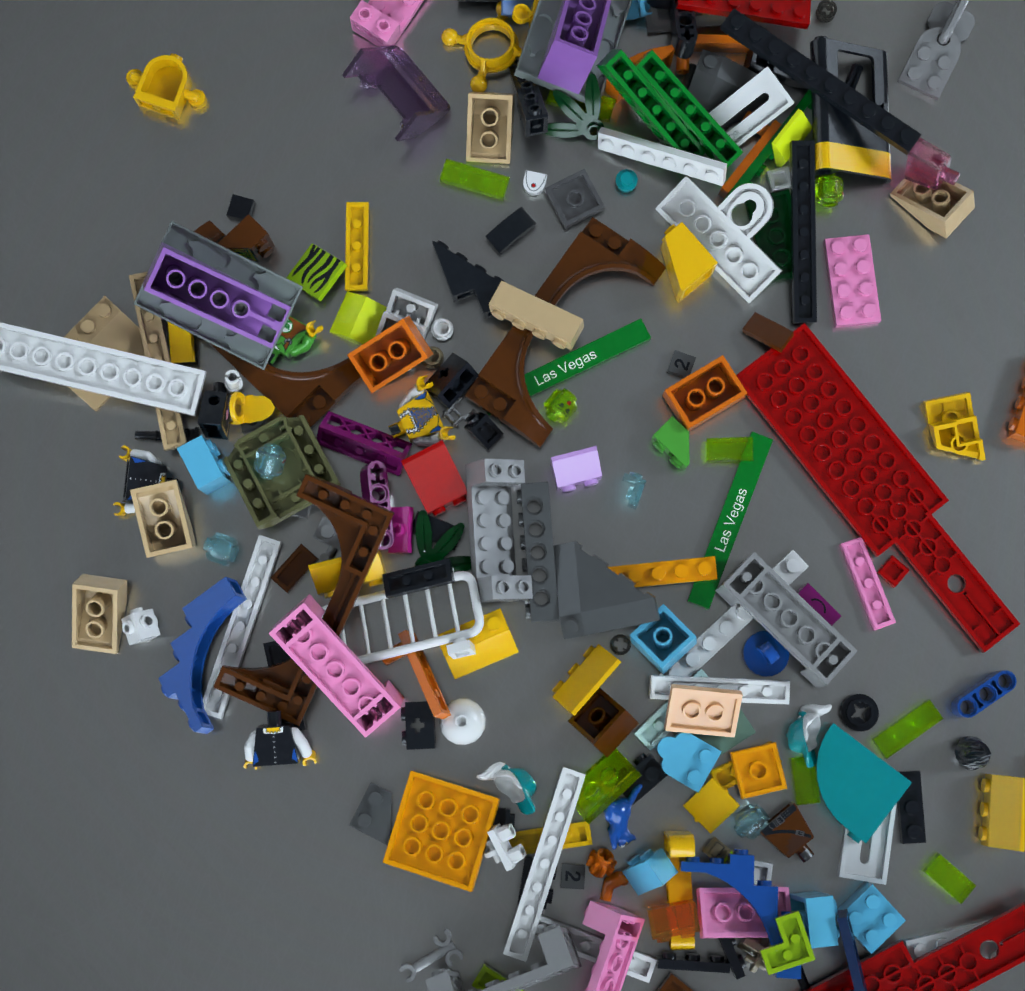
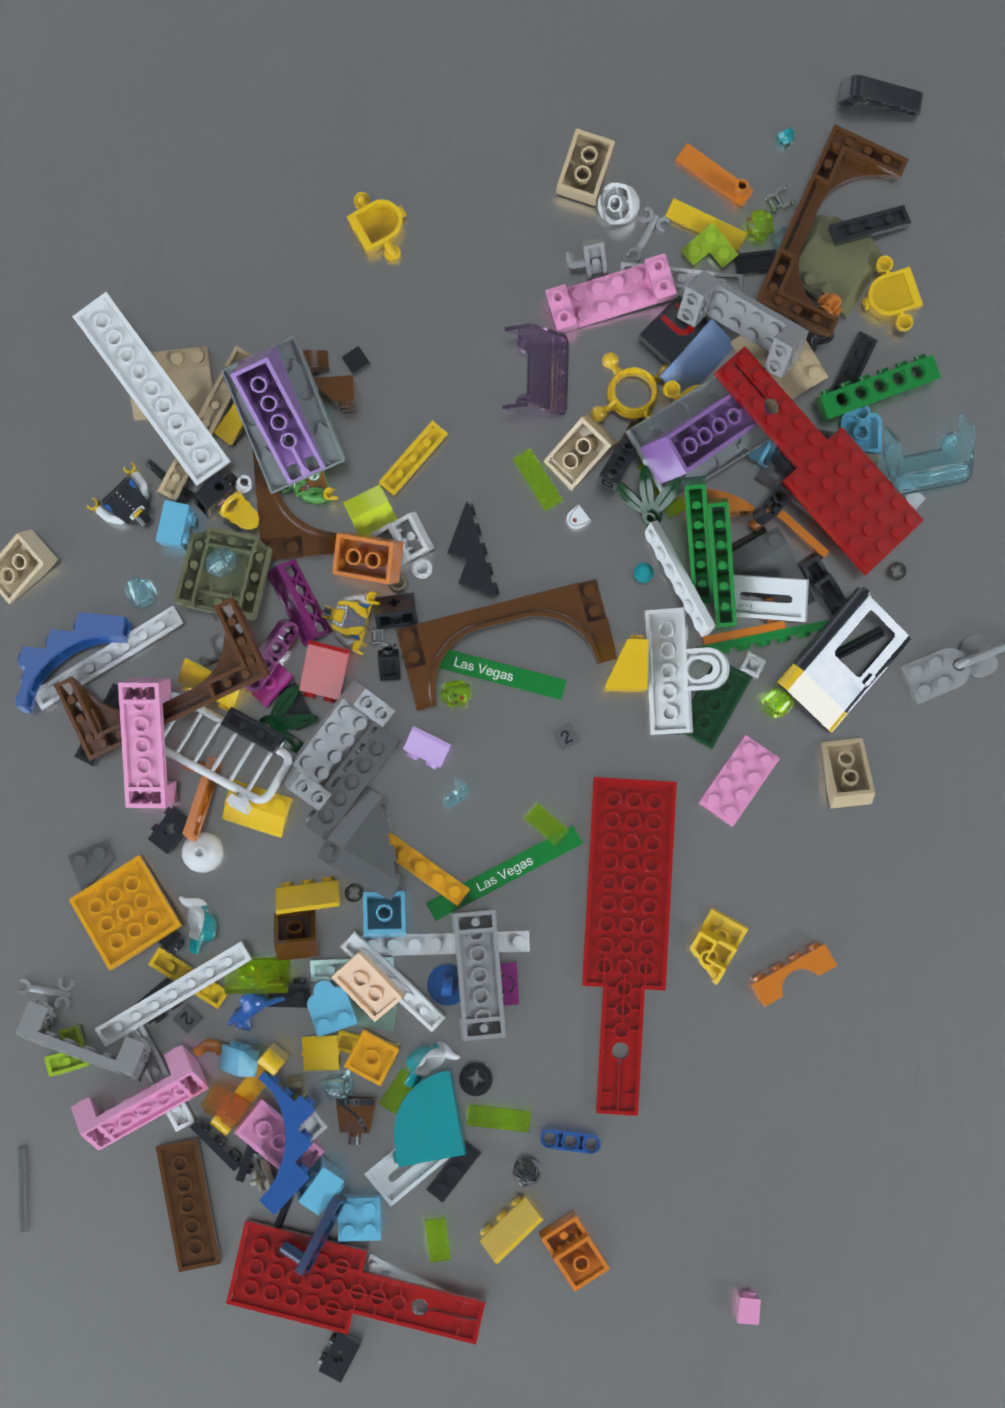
camera: 40 degrees right, 5 degrees up
(140, 626) = (40, 599): white brick -> none
(162, 518) = (115, 540): tan slope -> none
(277, 744) = (64, 760): torso -> none
(294, 568) = (178, 649): reddish brown tile -> none
(317, 272) = (368, 453): lime tile -> none
(501, 848) = (154, 959): white hips -> none
(510, 229) = (531, 538): black slope -> none
(536, 315) = (489, 617): tan brick -> none
(574, 198) = (595, 554): flat silver plate -> none
(601, 863) = (213, 1026): orange gear -> none
(674, 441) = (513, 786): bright green slope -> none
(704, 393) = (561, 771): orange brick -> none
(768, 332) = (645, 766): reddish brown tile -> none
(793, 949) = (287, 1191): lime plate -> none
(796, 129) = (782, 643): neon yellow slope -> none
(803, 231) = (731, 717): black plate -> none
(820, 81) = (834, 622): black plate -> none
(867, 583) = (560, 998): bright pink tile -> none
(892, 571) = (584, 1004): red tile -> none
(929, 166) = (861, 748): clear pink torso -> none

